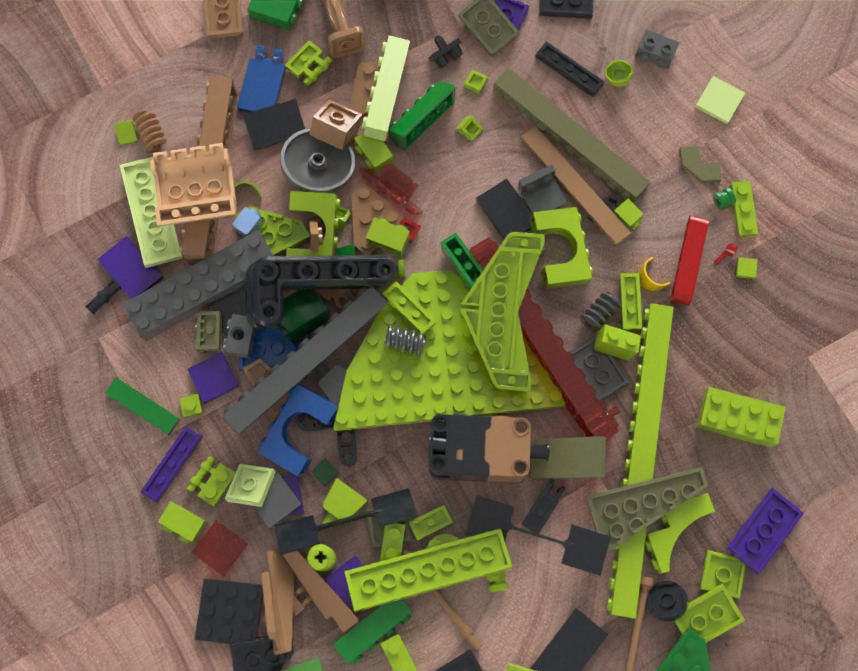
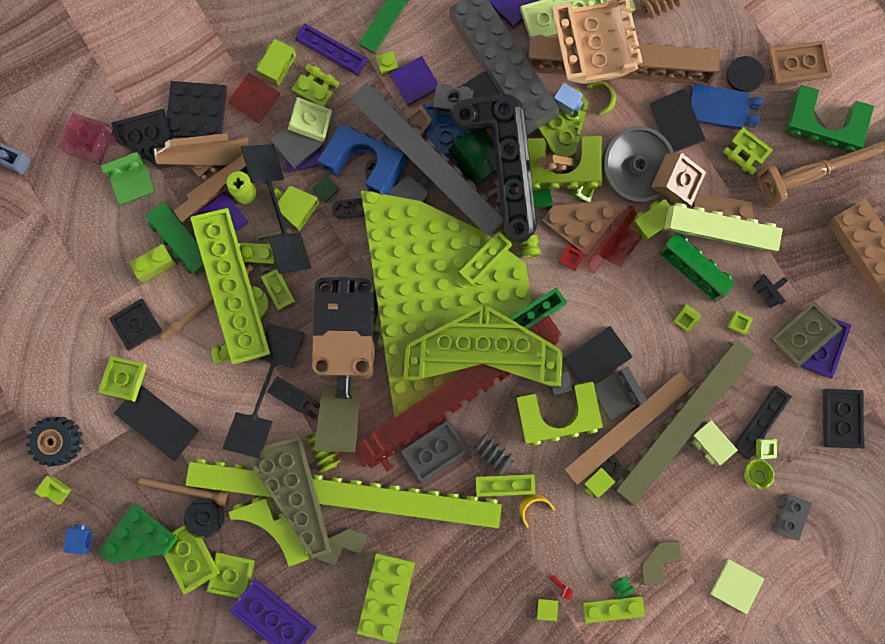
camera: 90 degrees right, 5 degrees up
(208, 331) = (458, 71): olive bracket -> none
(230, 60) = (745, 74): none -> black tile
(388, 236) = (560, 236): lime brick -> none
(405, 341) = (449, 254): dark grey piece -> none
(591, 110) = (713, 443): none -> yellowish green brick
(594, 66) = (766, 448): none -> lime tile
(610, 473) = (326, 458): none -> lime piece
(617, 342) = (459, 469): lime brick -> none
(685, 453) = (348, 539): none -> olive tile
(689, 260) = (552, 548): red beam -> none

